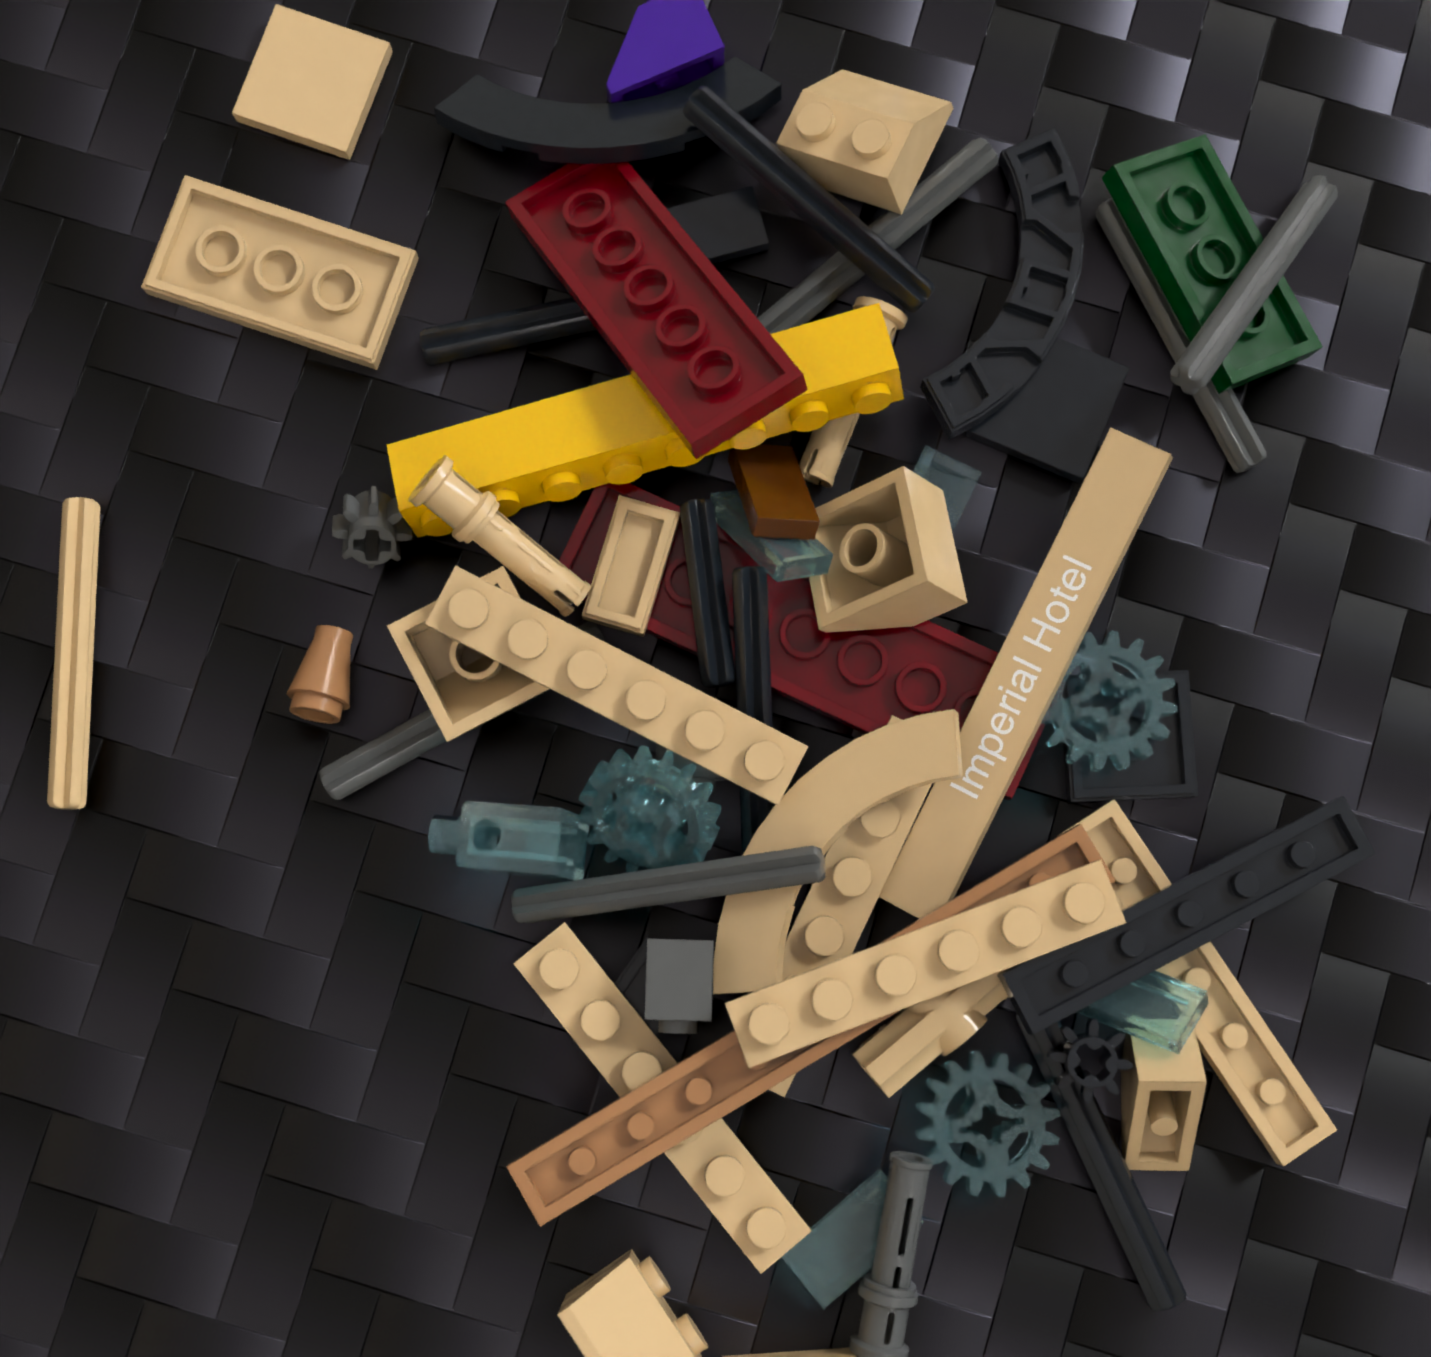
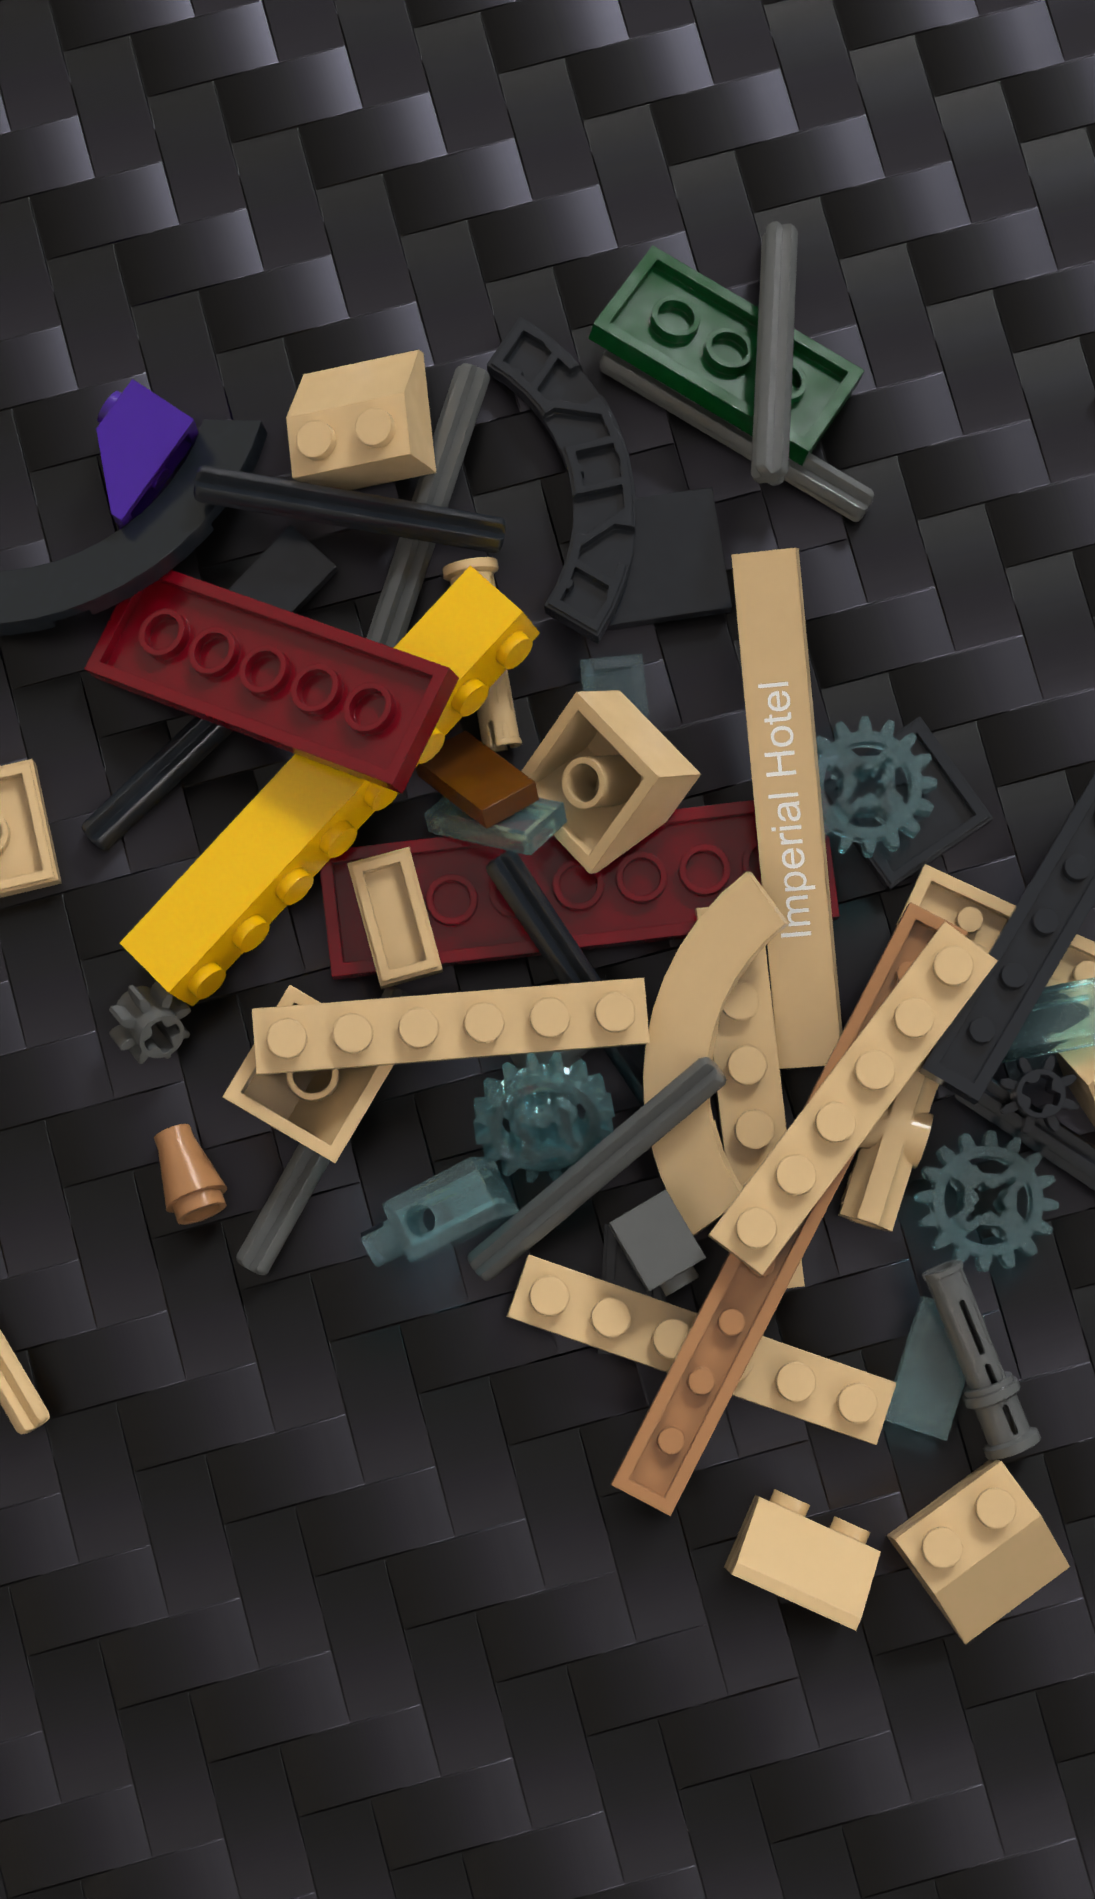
camera: 30 degrees left, 0 degrees up
(477, 518) = (243, 958): tan pin -> none
(707, 593) = (475, 901): black axle -> none

